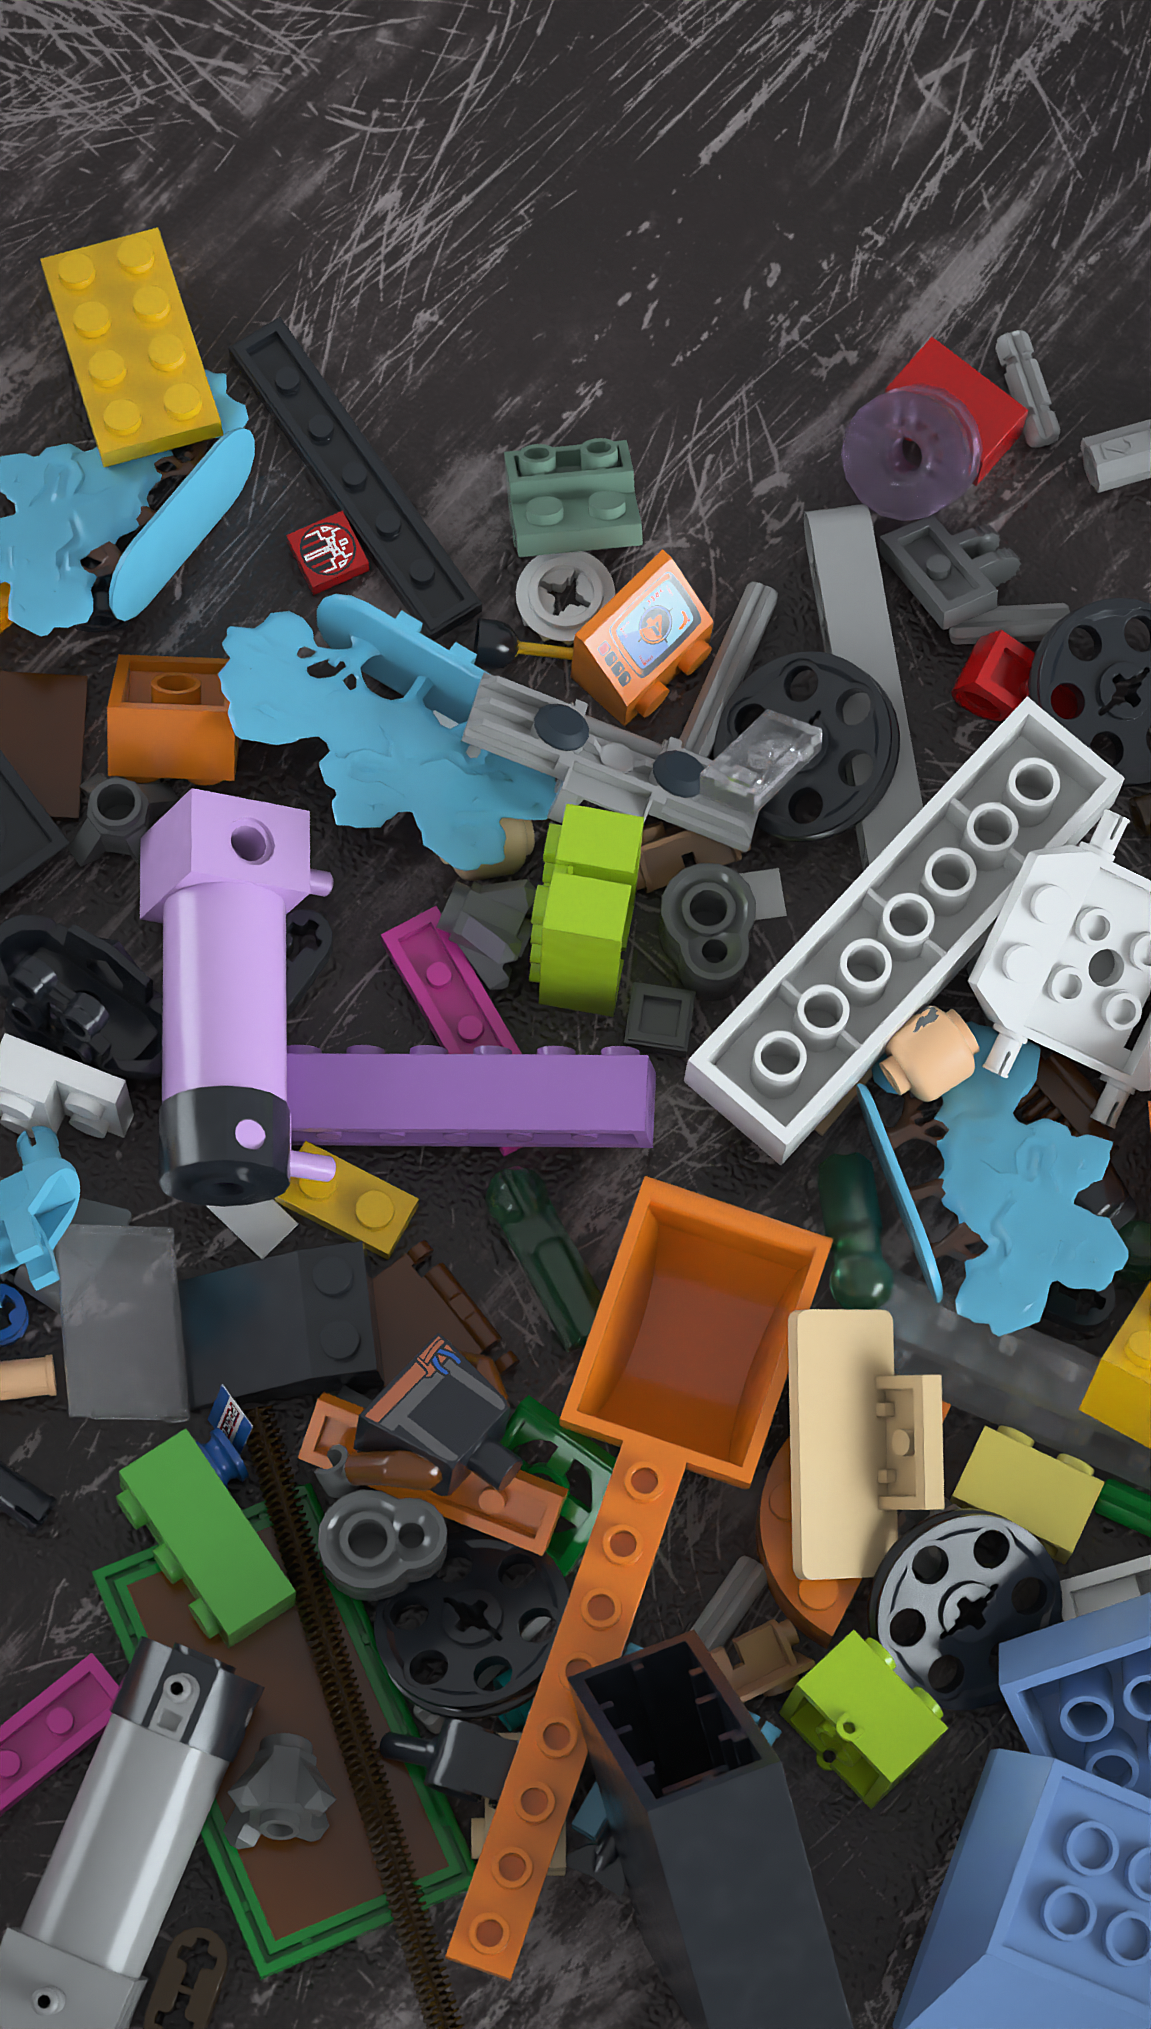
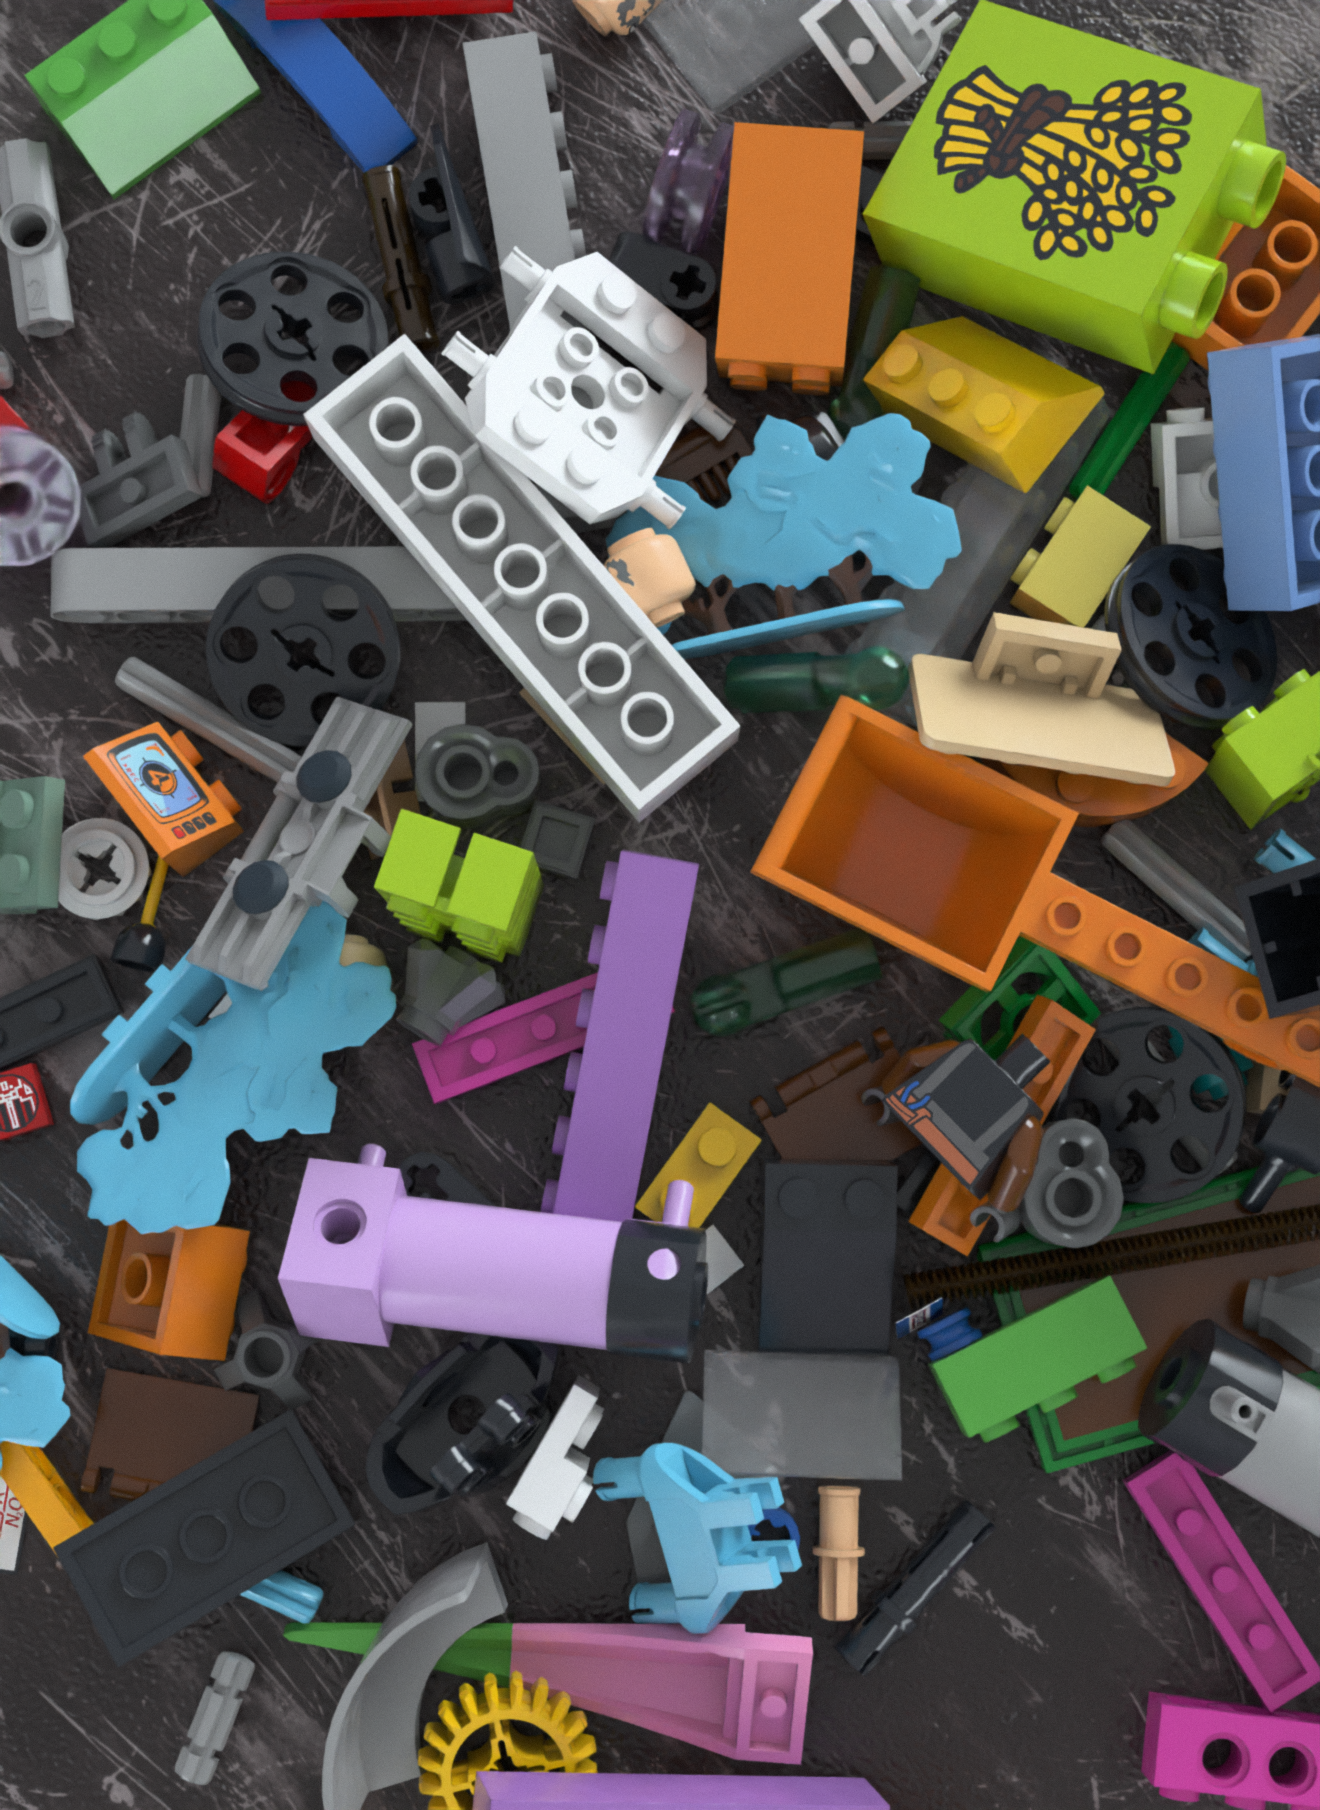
camera: 80 degrees left, 10 degrees up
(760, 761) = (323, 694): clear plate -> none
(766, 1660) = (1220, 831): medium nougat hinge -> none

